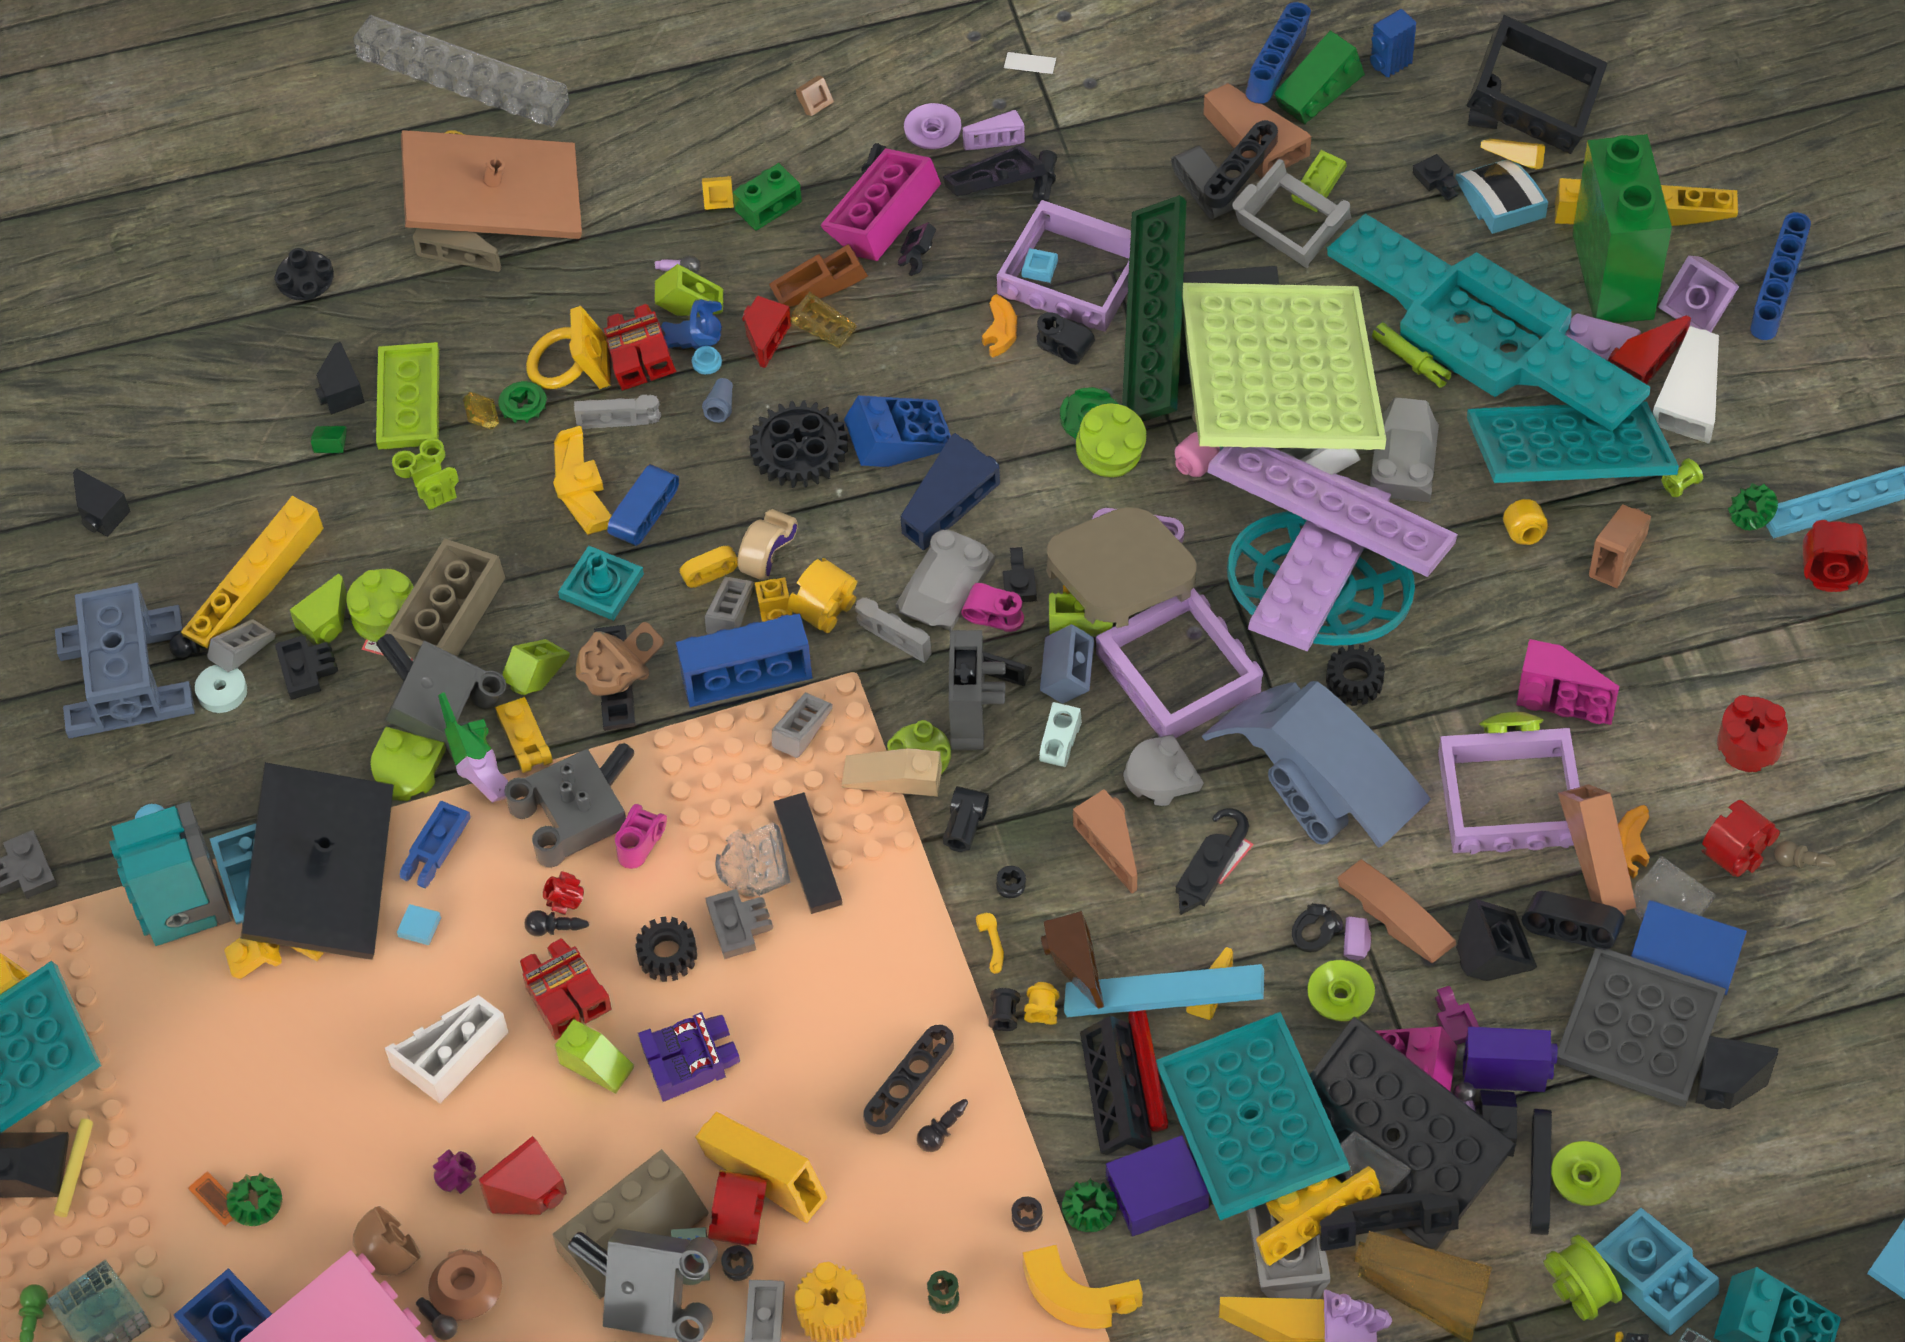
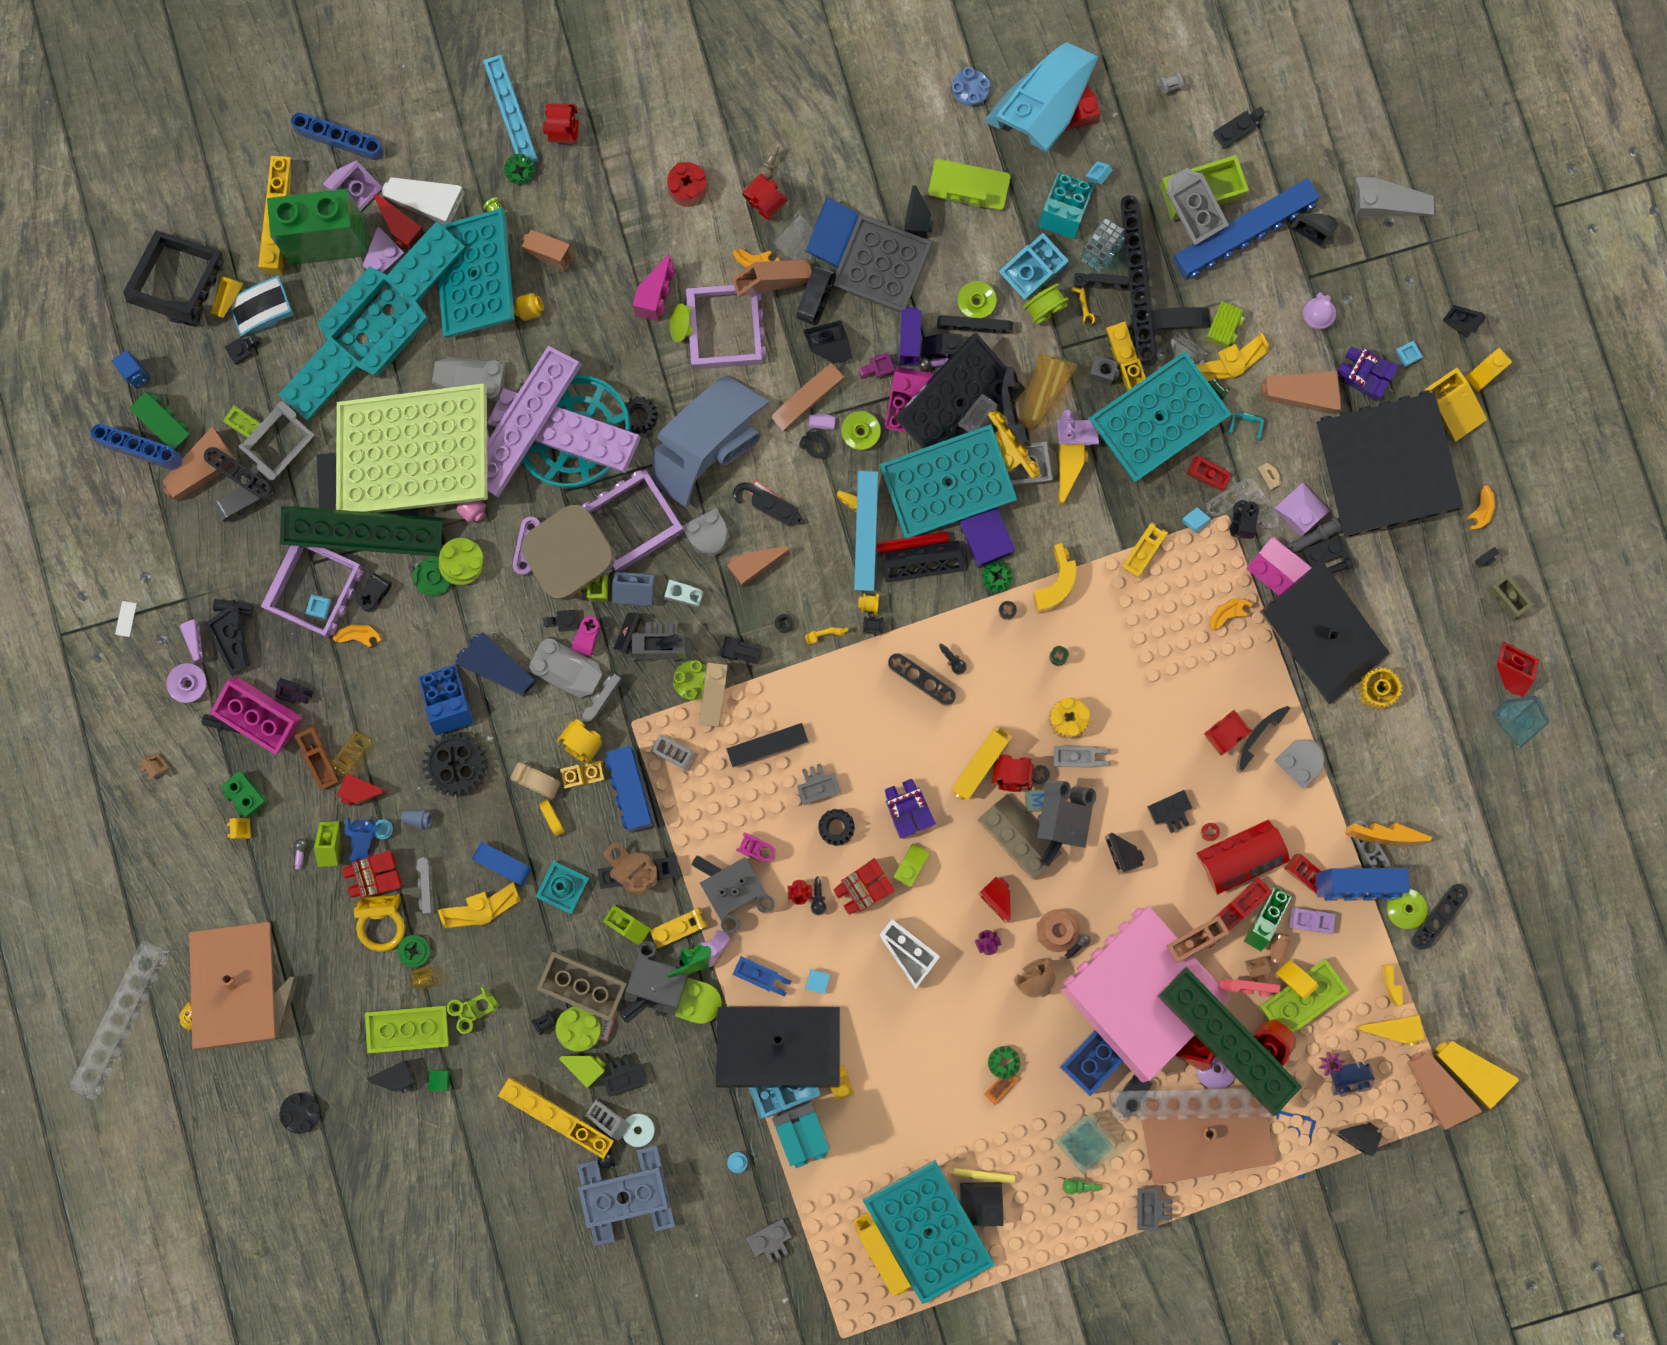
camera: 90 degrees left, 25 degrees up
(99, 504) = (493, 1232): black slope -> none
(397, 561) = (544, 1022): none -> black bush
(735, 605) = (596, 806): light grey slope -> none
(754, 861) = (776, 777): clear slope -> none
(1073, 953) = (837, 584): reddish brown slope -> none
(1420, 361) = (393, 370): lime pin -> none
(1799, 1167) = (969, 184): none -> lime bracket

